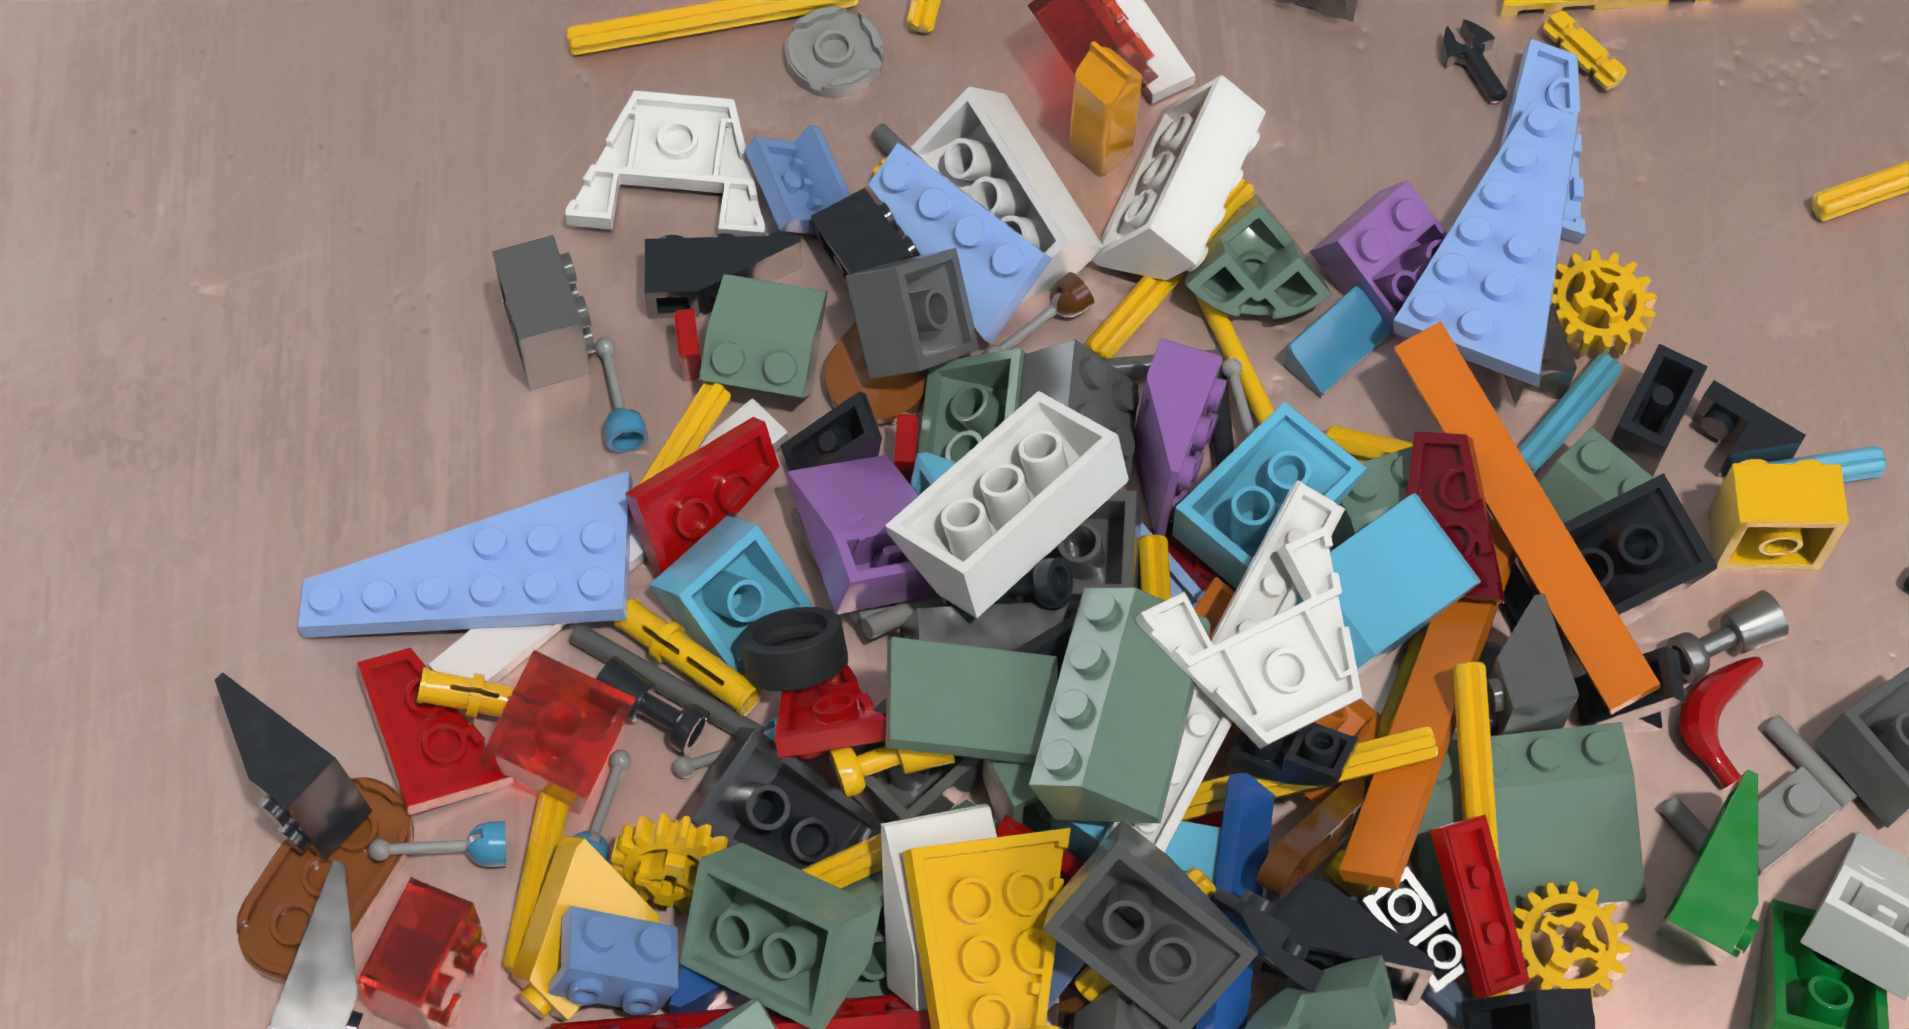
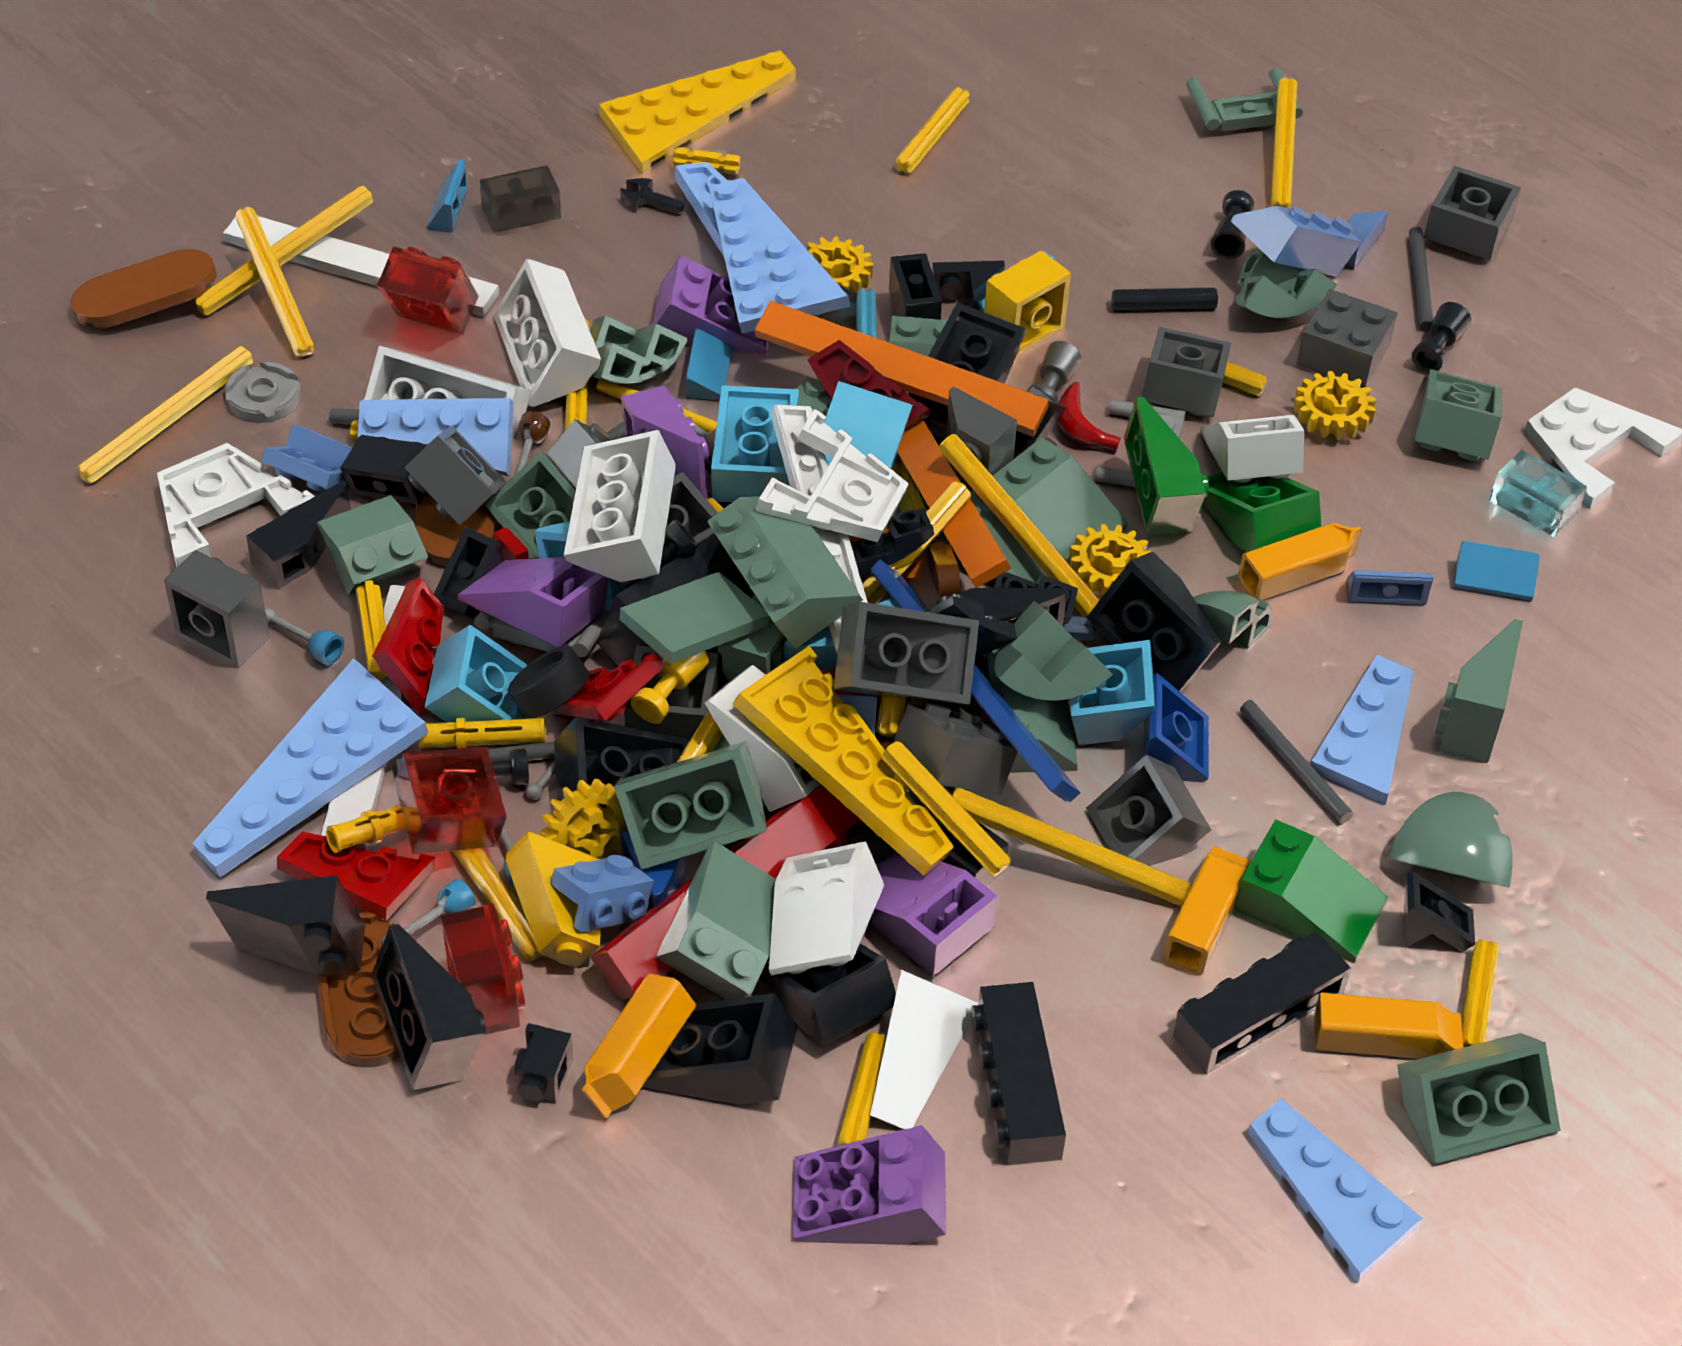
camera: 40 degrees left, 15 degrees down
(688, 344) = (324, 579): red tile -> none
(1104, 110) = (471, 315): light orange piece -> none
(1480, 906) = (1056, 557): red tile -> none

